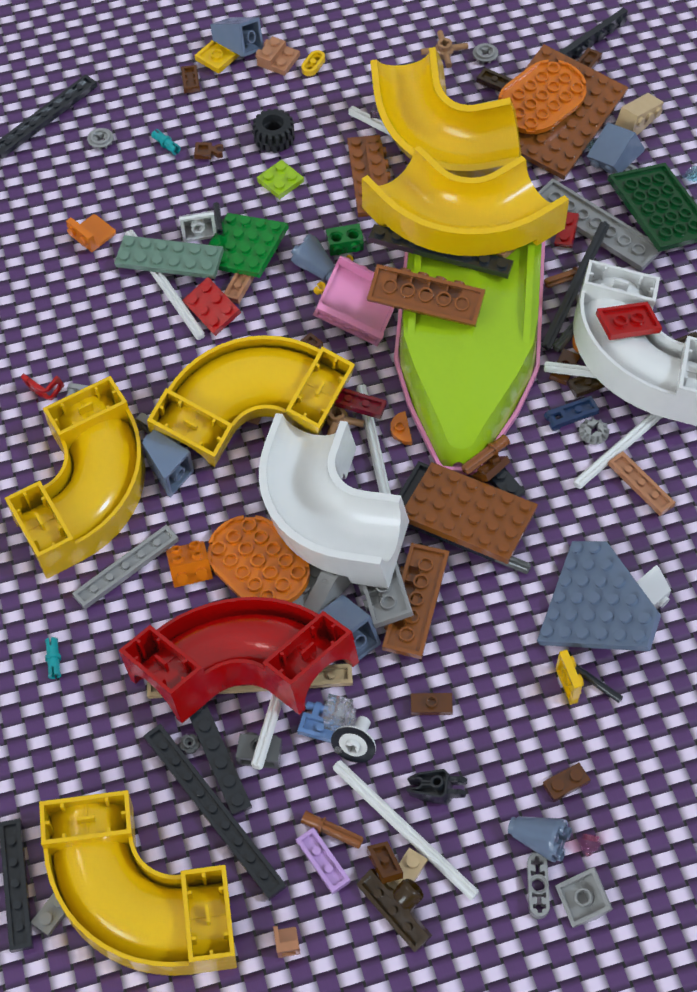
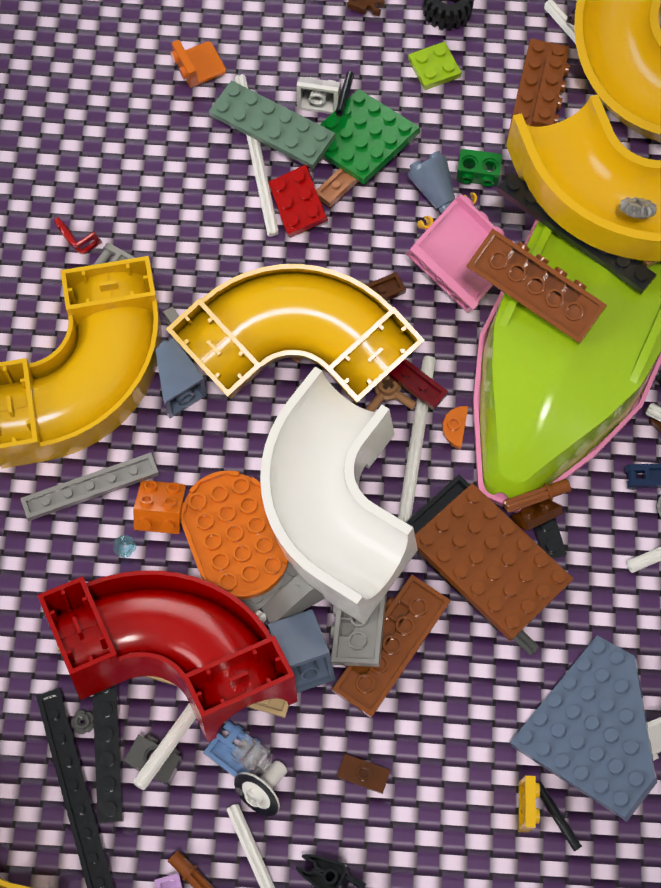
camera: 15 degrees right, 10 degrees up
(171, 596) = (124, 540): none -> clear light blue plate
(481, 214) = (638, 207): none -> light grey gear

